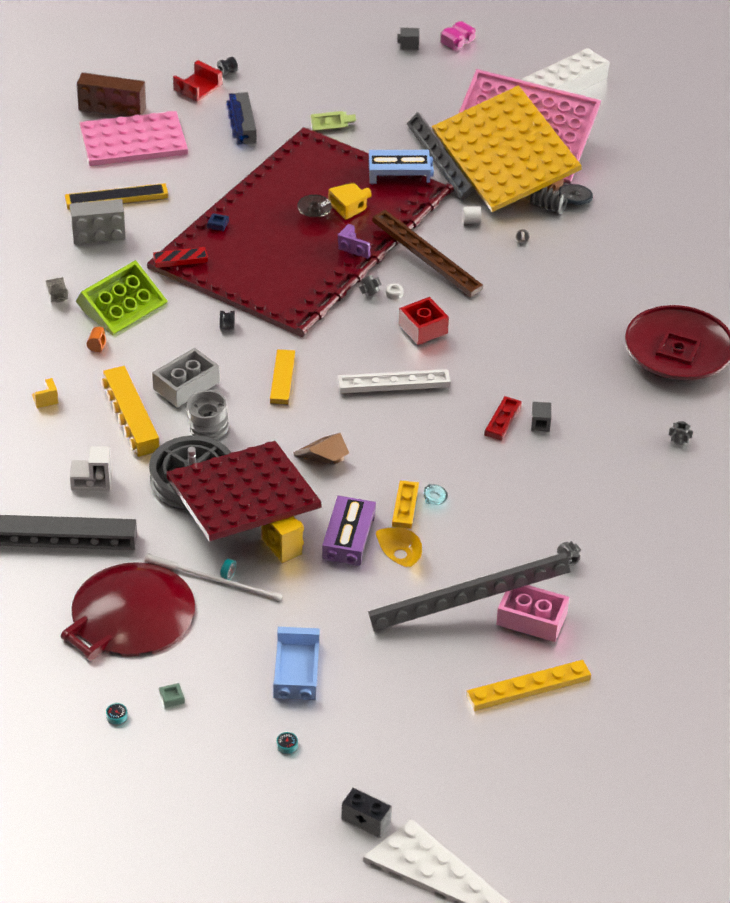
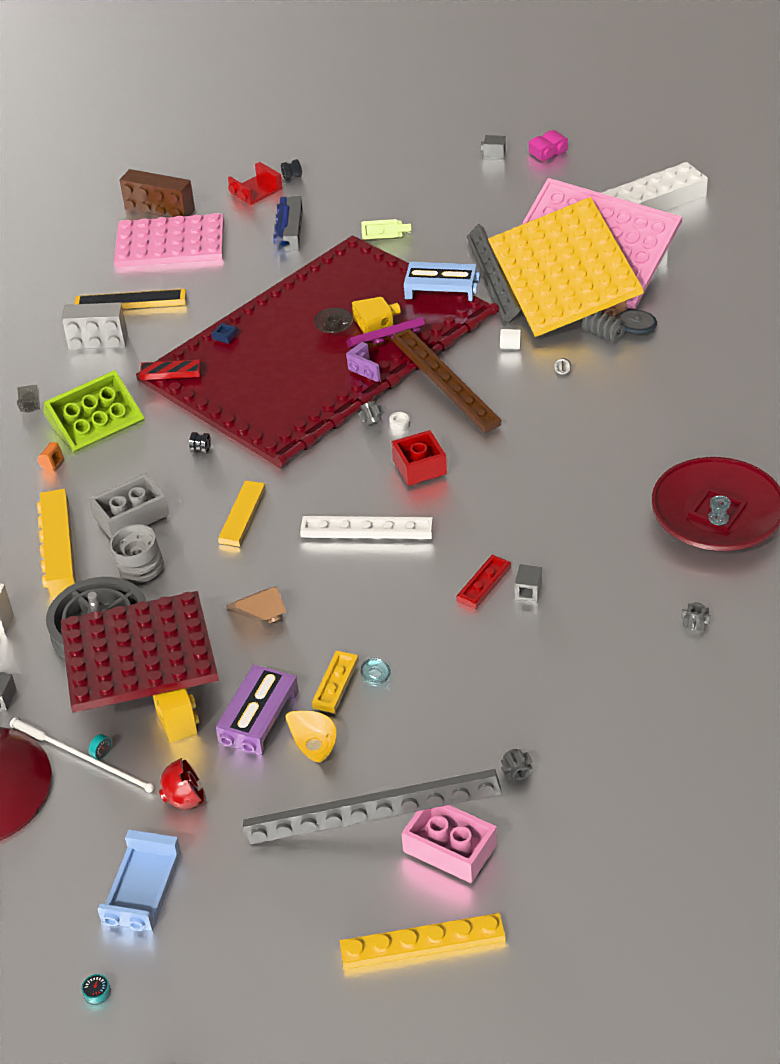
camera: 15 degrees right, 0 degrees up
(307, 592) = (181, 786): none -> red cylinder
(358, 218) = (379, 335): none -> magenta plate
(684, 347) = (719, 510): none -> clear light blue bush

